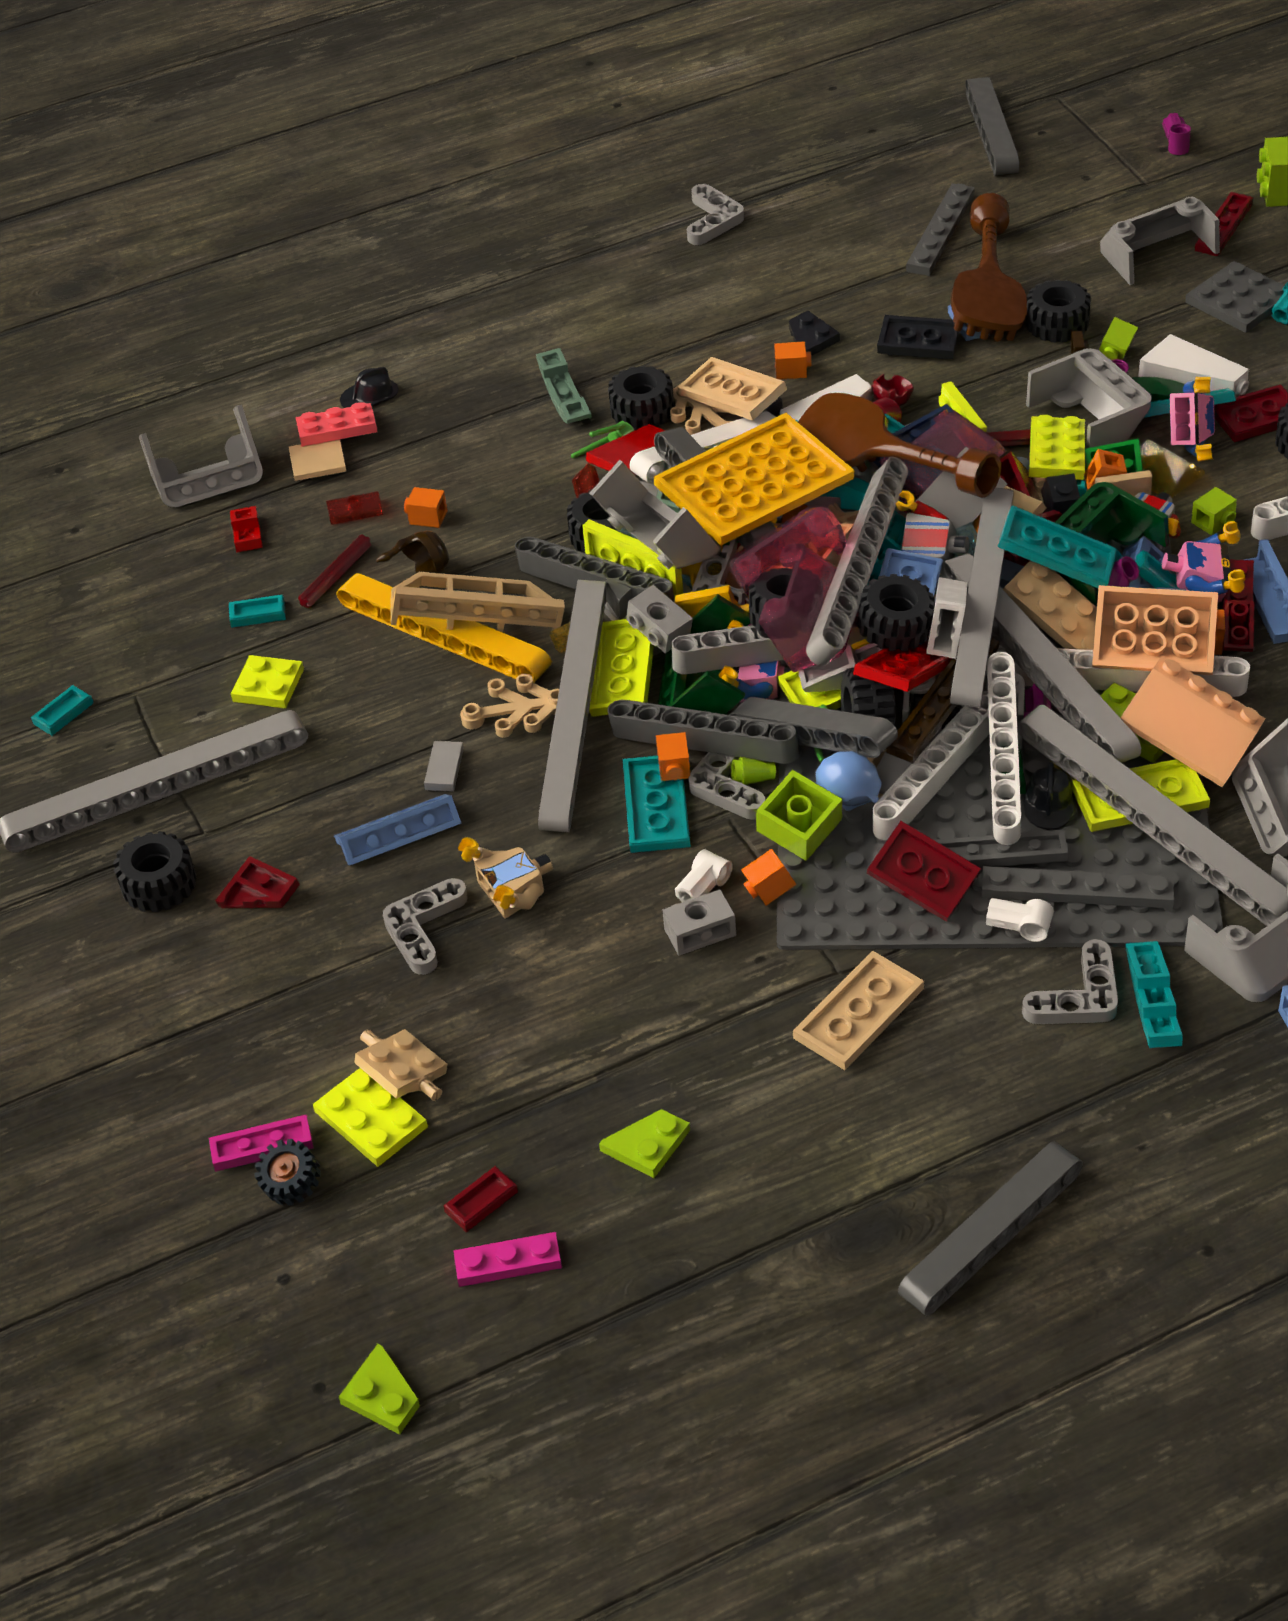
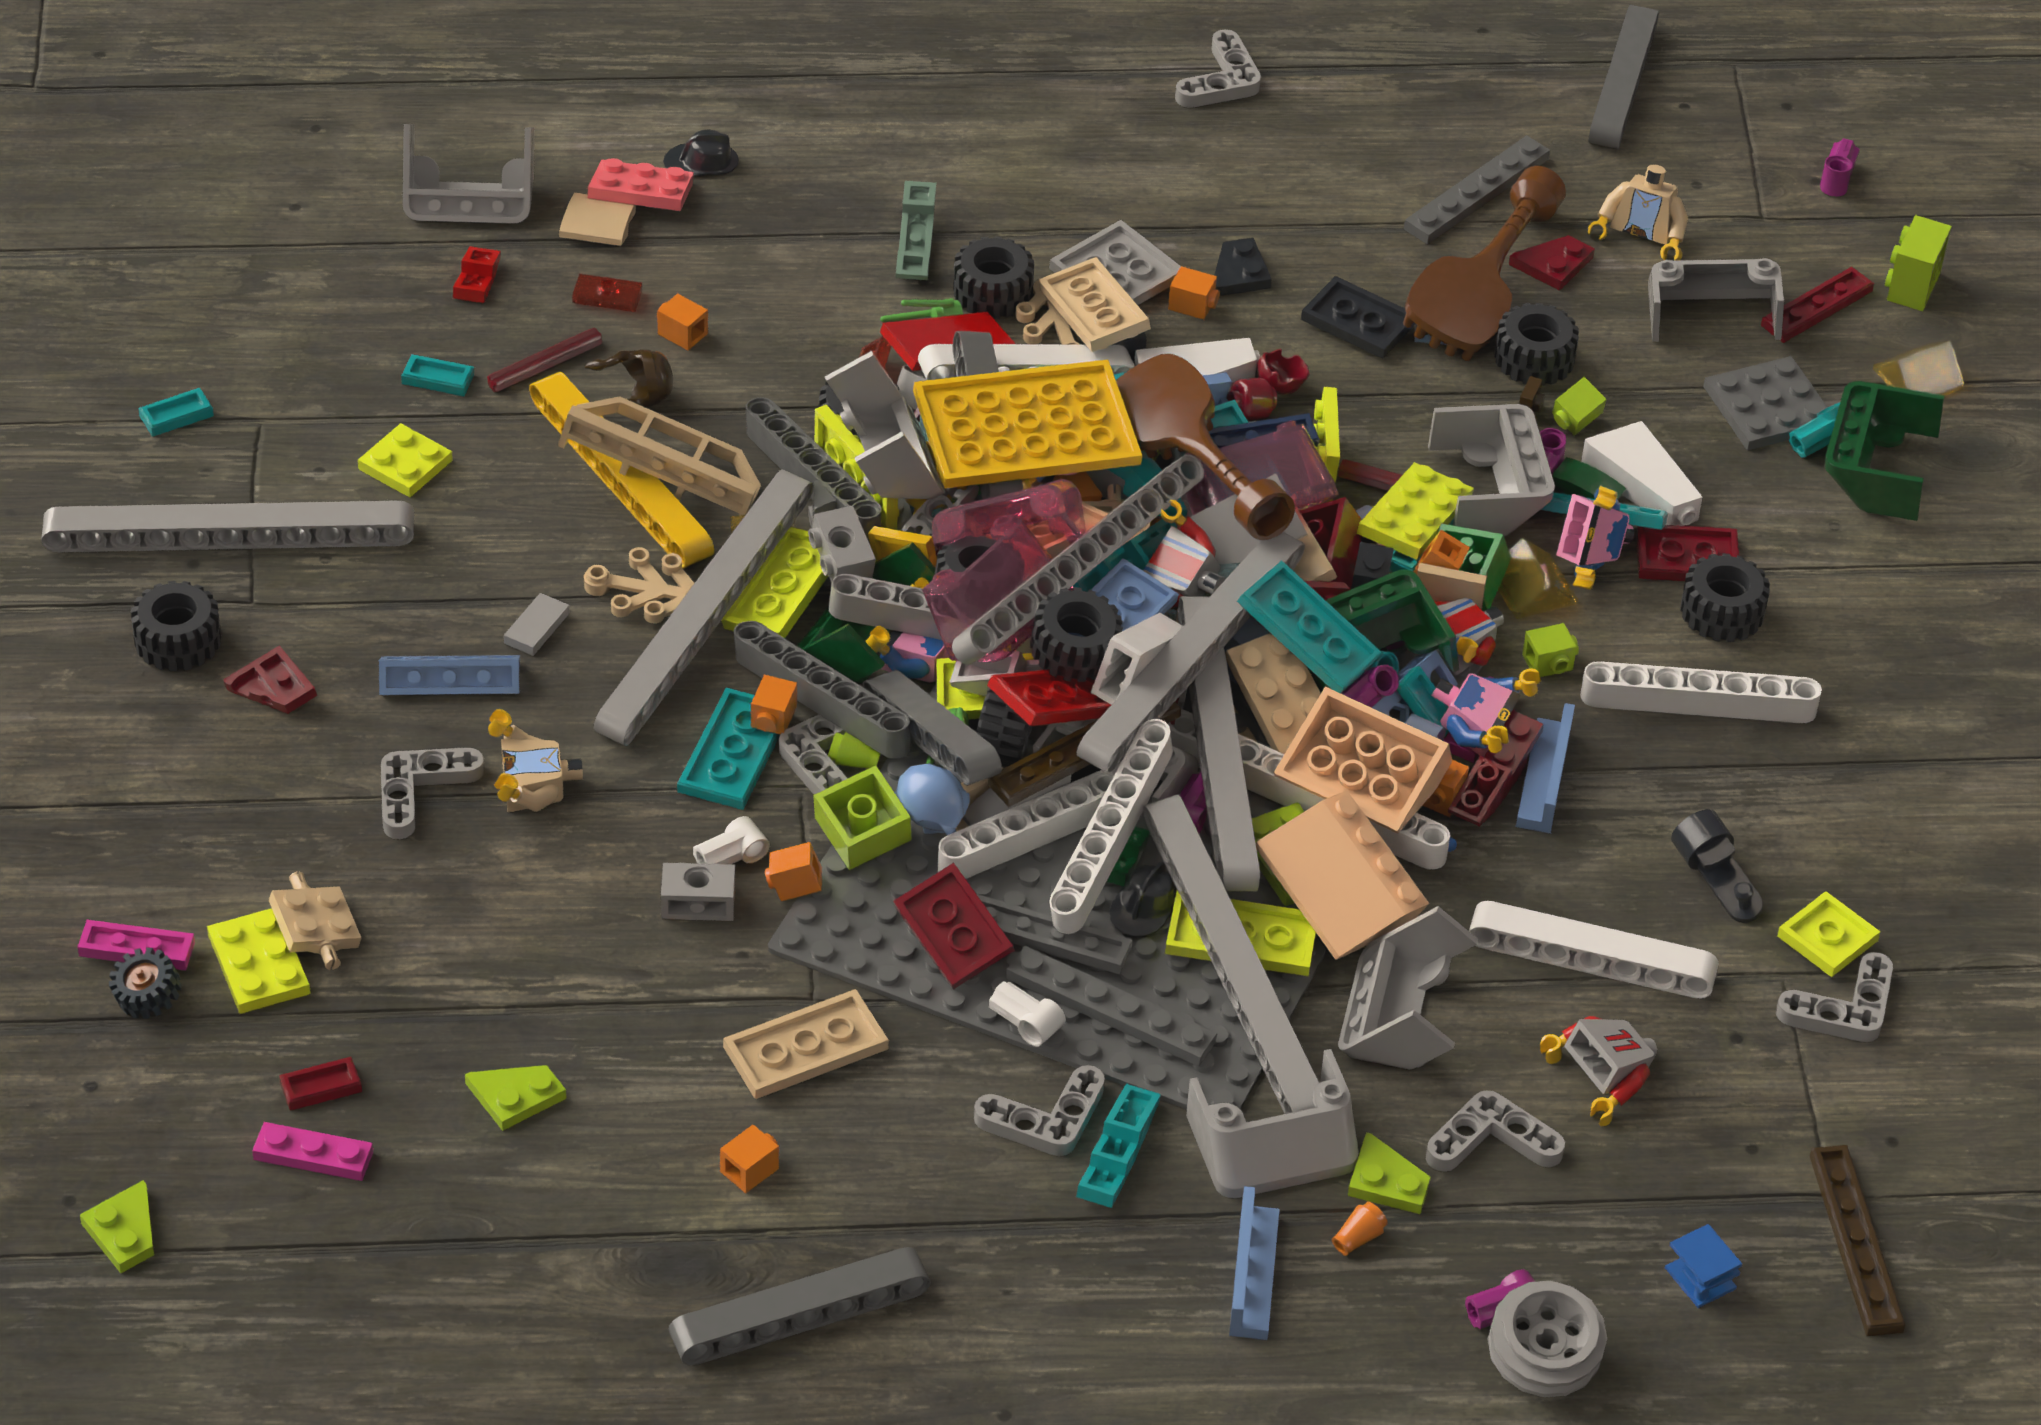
camera: 15 degrees right, 0 degrees up
(728, 348) = (1127, 256): none -> light grey plate
(874, 1120) = (749, 1158): none -> orange brick
(1026, 256) = (1554, 260): none -> dark red wing
(1071, 200) = (1647, 210): none -> tan torso

